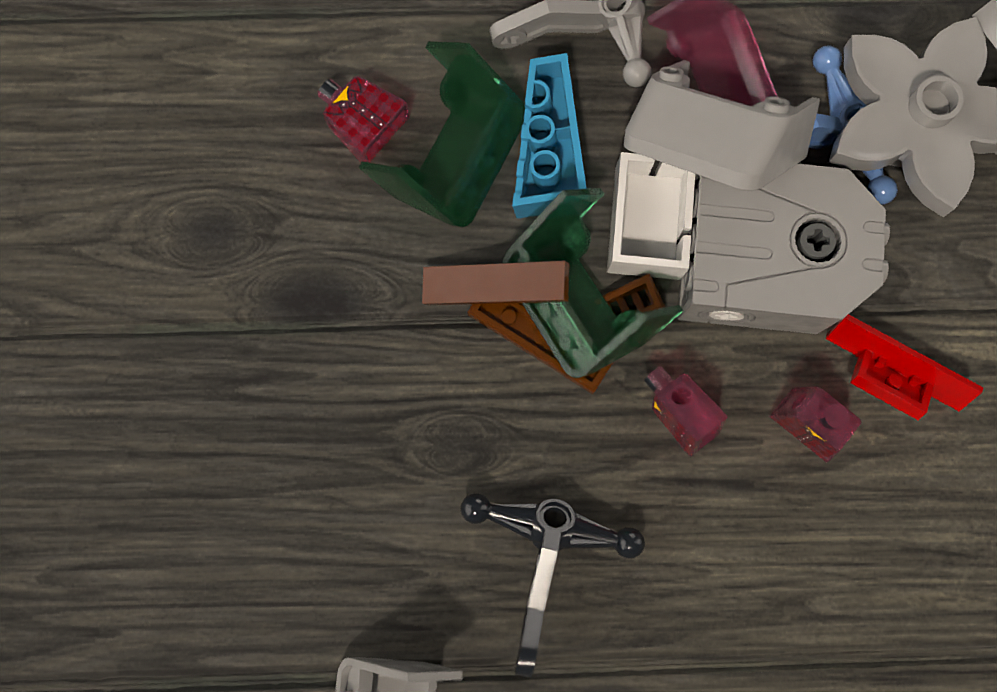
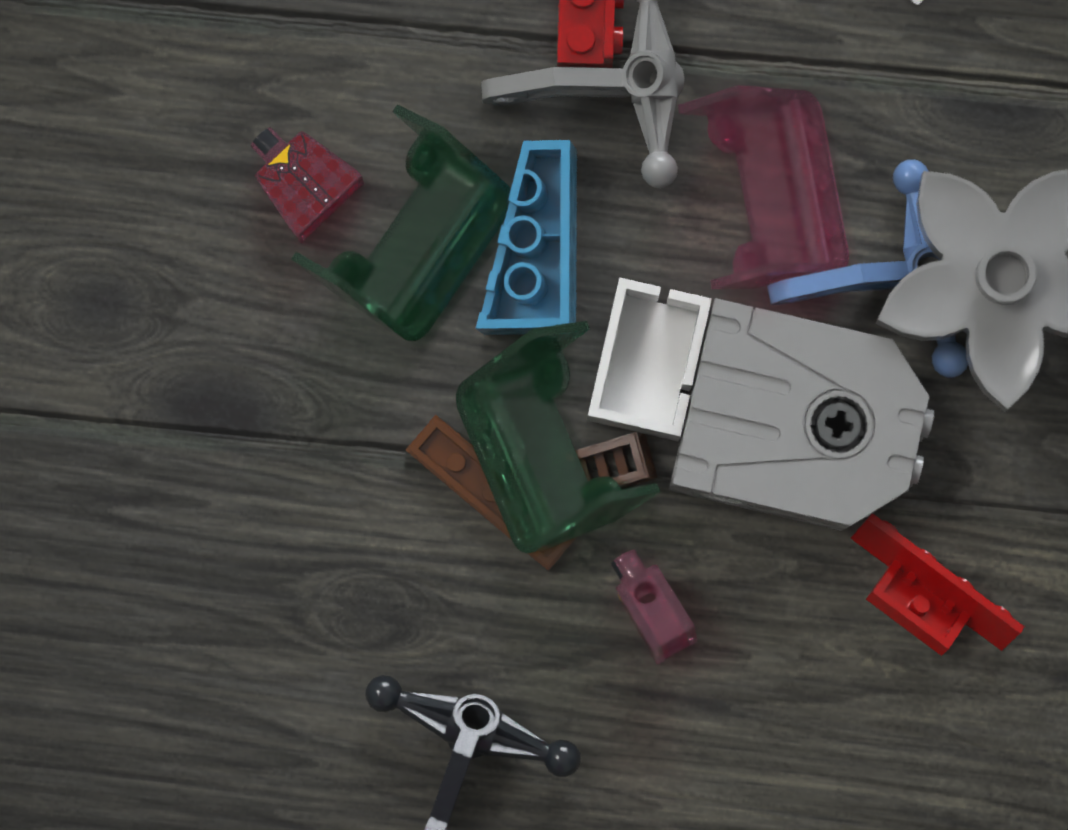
camera: 15 degrees right, 5 degrees up
(496, 283) = (442, 423): reddish brown tile -> none
(716, 135) = (724, 287): light grey windscreen -> none
(818, 420) = (813, 642): clear pink torso -> none

